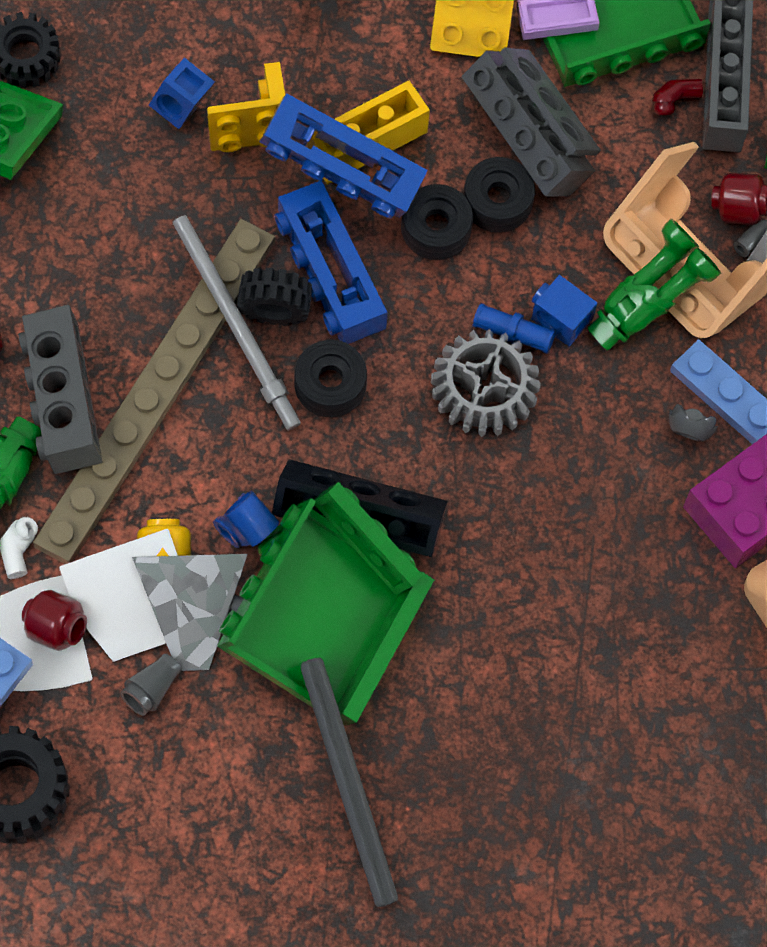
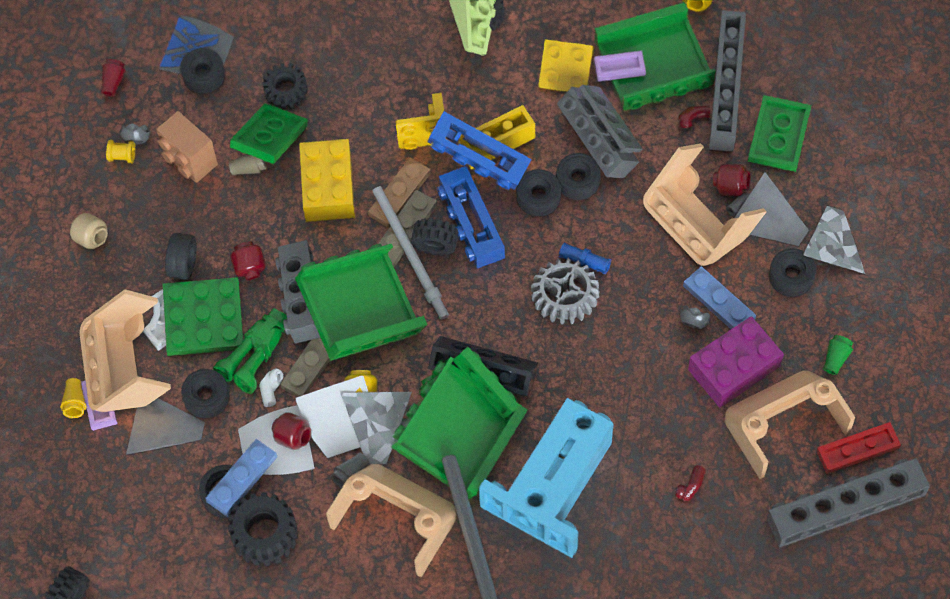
camera: 10 degrees right, 5 degrees down
(97, 204) = (327, 180): none -> yellow brick
(155, 406) = (357, 301): none -> green panel
(181, 93) = (381, 112): blue brick -> none
(217, 218) = (401, 189): none -> medium nougat plate
(246, 521) = (411, 372): blue piece -> none
(290, 749) = (433, 512): none -> light nougat windscreen
(330, 400) = (468, 274): black tyre -> none
(480, 691) = (553, 477): none -> medium azure brick
(563, 309) = (616, 246): blue brick -> none
(638, 303) = (663, 242): green piece -> none
(701, 697) = (694, 484): none -> dark red arm

